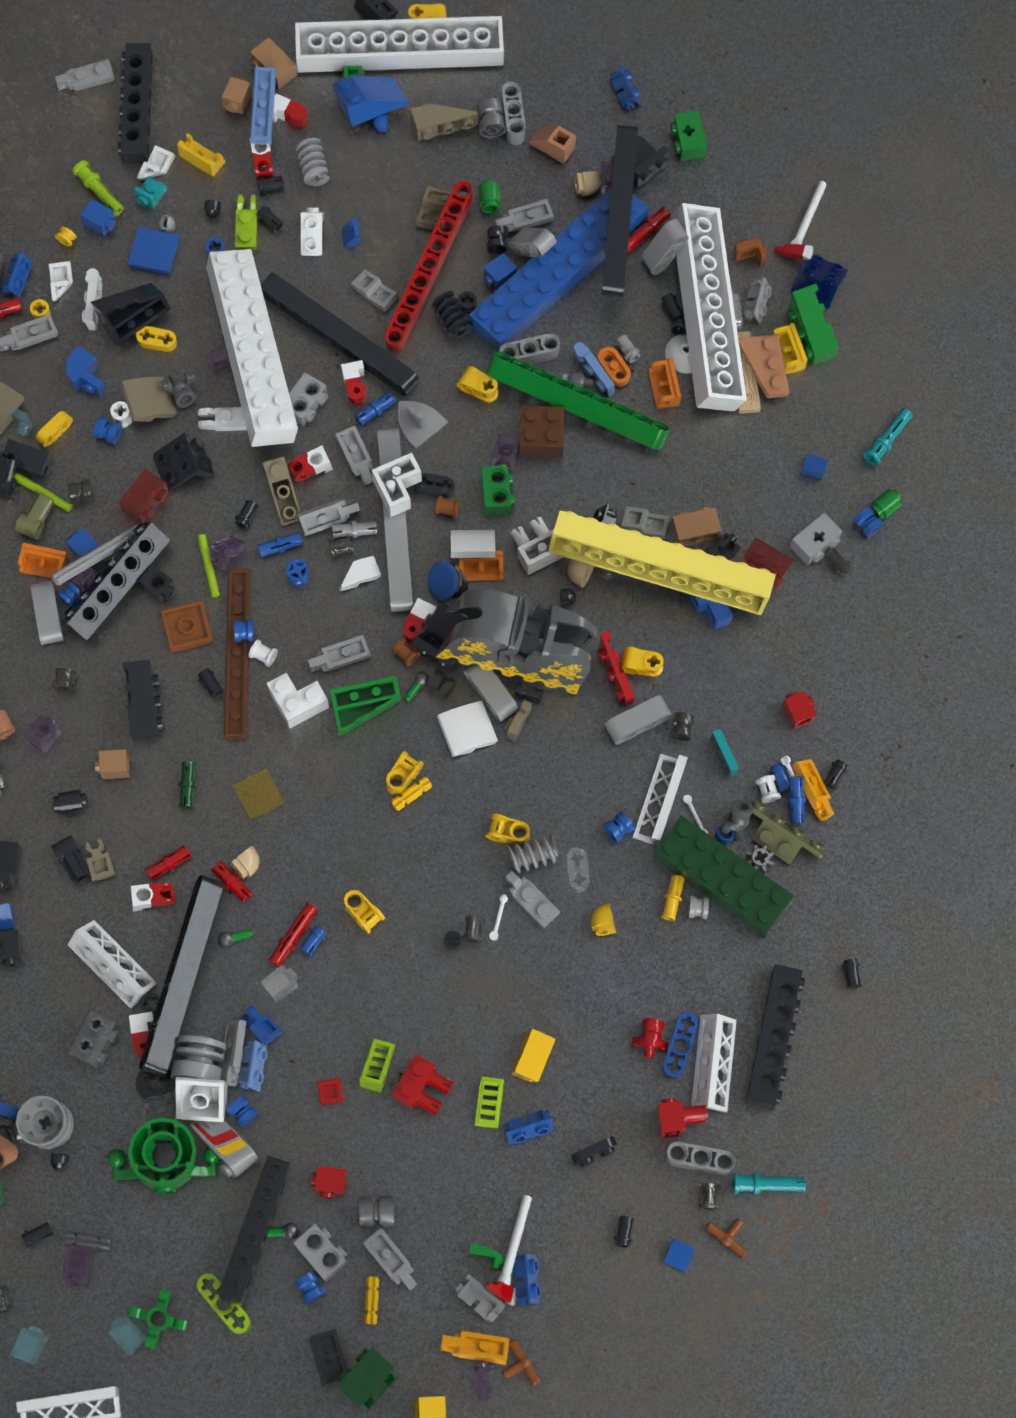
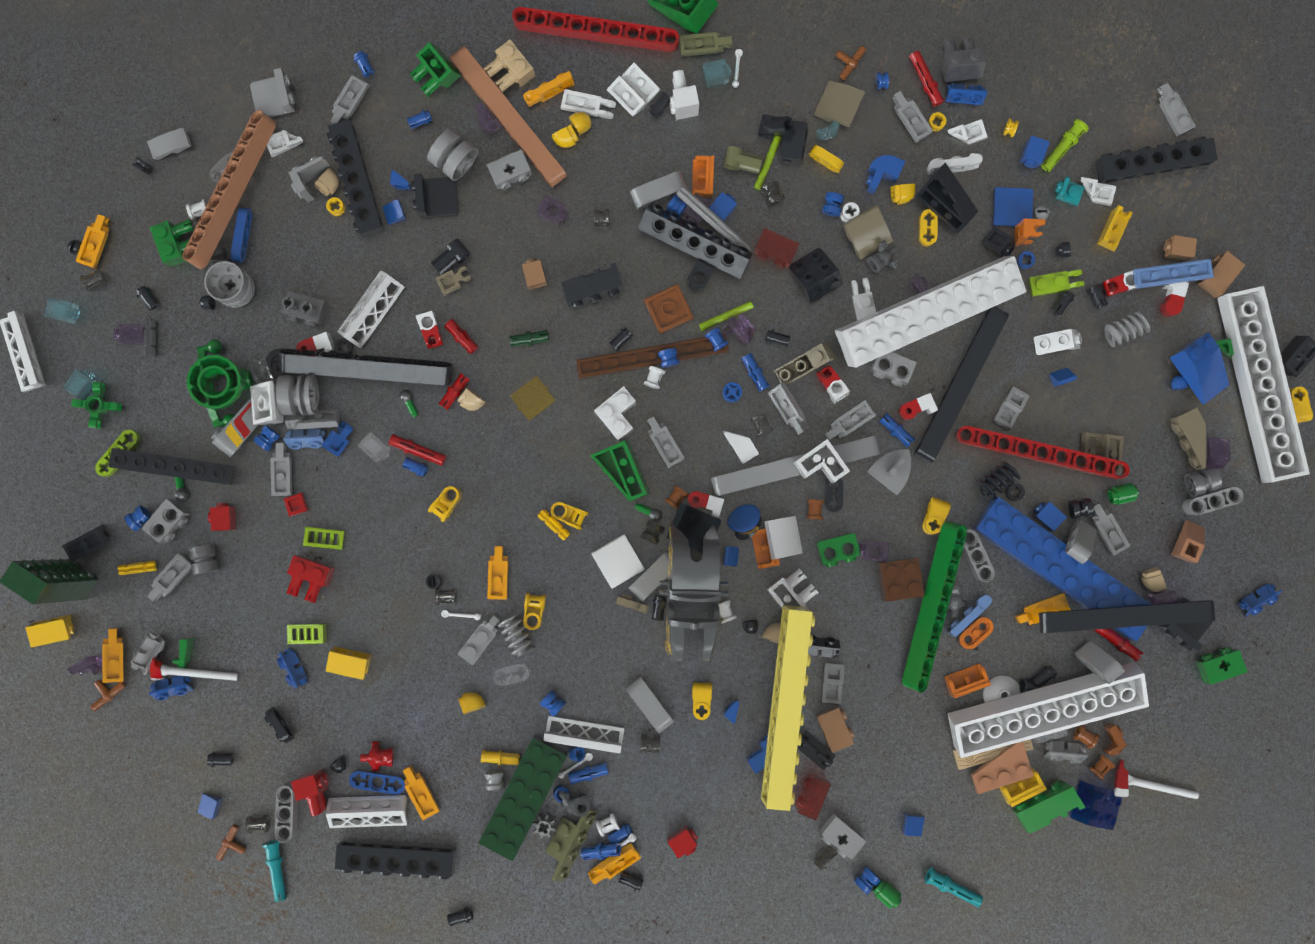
camera: 85 degrees right, 15 degrees up
(70, 802) = (497, 246): black brick -> none
(112, 357) = (902, 193): none -> yellow piece
(183, 238) = (1027, 229): none -> orange hinge
(189, 269) = (999, 242): none -> black bracket
(233, 575) = (716, 339): none -> blue bush
(287, 1101) = (281, 471): none -> light grey hinge
(354, 529) = (780, 433): light grey pin -> none
(458, 865) = (498, 575): none -> light orange hinge
(462, 98) = (1218, 452): none -> clear purple bracket
(601, 304) = (1054, 603): none -> light orange hinge
(610, 657) = (686, 678): red wing -> none
(628, 349) = (996, 642): light grey pin -> none
(652, 1088) = (338, 765): none -> black hinge
(659, 631) = (731, 711): none -> blue slope
(679, 809) = (580, 753): none -> blue hinge
(701, 996) = (420, 793): none -> light orange hinge
(704, 786) = (575, 777): none -> blue pin
(724, 753) = (632, 783): teal tile -> none
(743, 277) = (1086, 736): none -> dark orange bush
(779, 267) = (1102, 767): none -> dark orange bush

